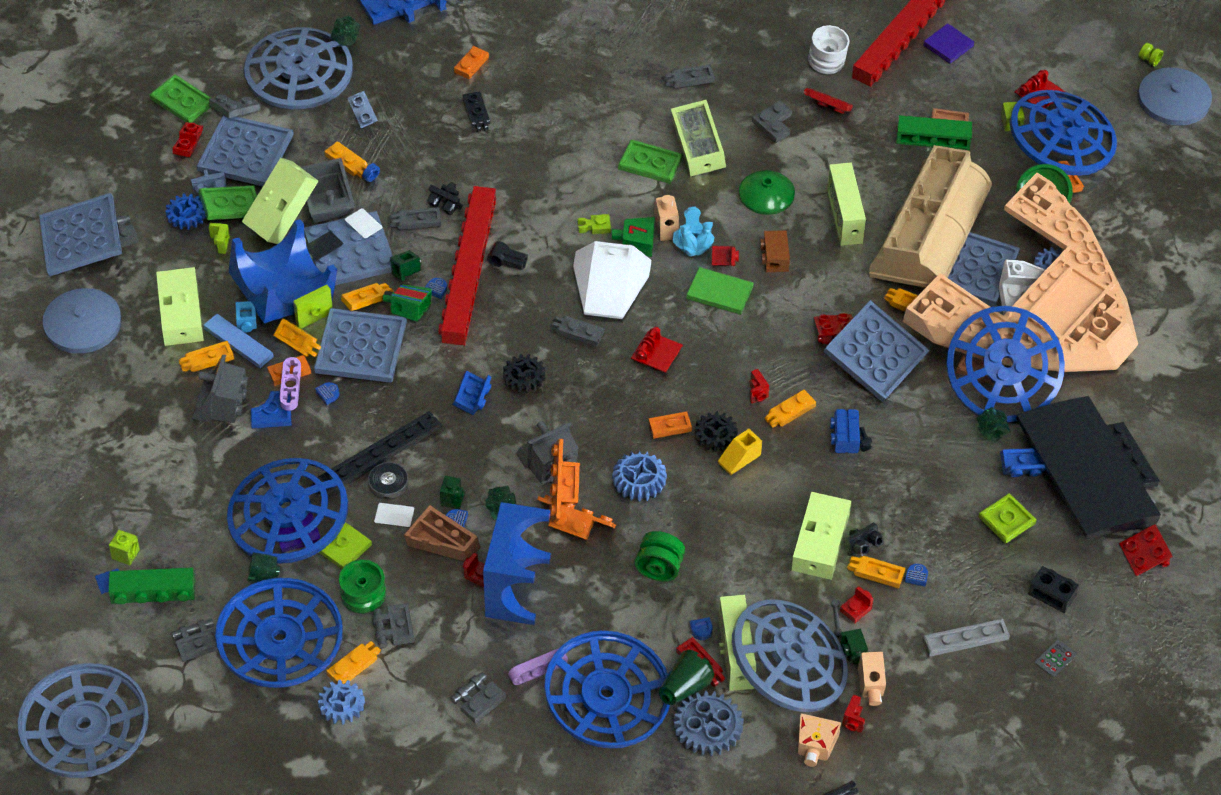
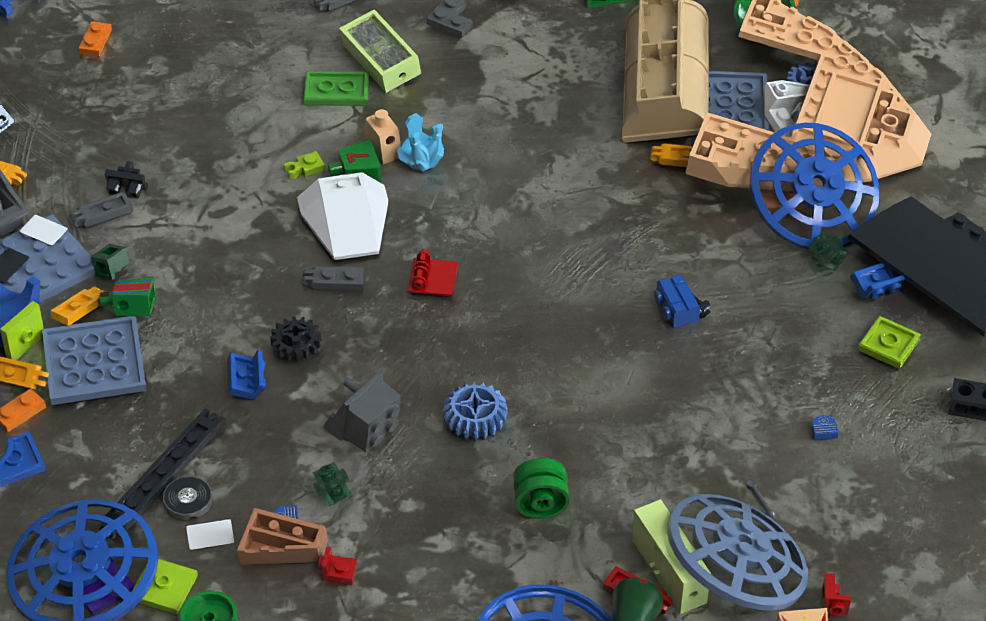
camera: 20 degrees left, 5 degrees down
(294, 391) = (32, 414): lavender beam -> none
(328, 392) = (75, 421): blue tile -> none
(371, 172) = (29, 176): blue tile -> none
(438, 287) = (158, 273): blue tile -> none
(451, 492) = (270, 489): dark green brick -> none
(468, 266) = (183, 246): red brick -> none
(476, 110) = (122, 85): black hinge -> none
(502, 254) = (215, 222): black piece -> none
(507, 562) = (382, 543): blue piece -> none
(565, 481) = (400, 437): orange bracket -> none
(574, 521) = (421, 480): orange bracket -> none
(670, 425) = (483, 348): orange plate -> none
(701, 628) = (618, 554): blue tile -> none
(715, 430) = (537, 340): black gear -> none
(720, 290) = (472, 197): bright green tile -> none
(724, 255) = (462, 159): red bracket -> none
(741, 452) = (576, 353): yellow slope -> none
(759, 387) = (561, 280): red bracket -> none
(766, 192) = (475, 87): green dish -> none
(776, 251) = (514, 141): dark orange brick -> none
(790, 409) = (605, 296): light orange hinge -> none
(821, 535) = (704, 416): yellowish green brick -> none
(830, 326) = (615, 201): red hinge -> none
(846, 204) = (569, 75): yellowish green brick -> none
(853, 645) = (797, 522): dark green brick -> none
(857, 605) = (777, 477): red bracket -> none
(861, 540) = (751, 407): black hips -> none
(872, 676) = (834, 548): light nougat torso -> none
(876, 351) = (671, 211): sand blue plate -> none
(876, 570) = (780, 435): light orange hinge -> none
(966, 637) = (908, 478): light grey tile -> none

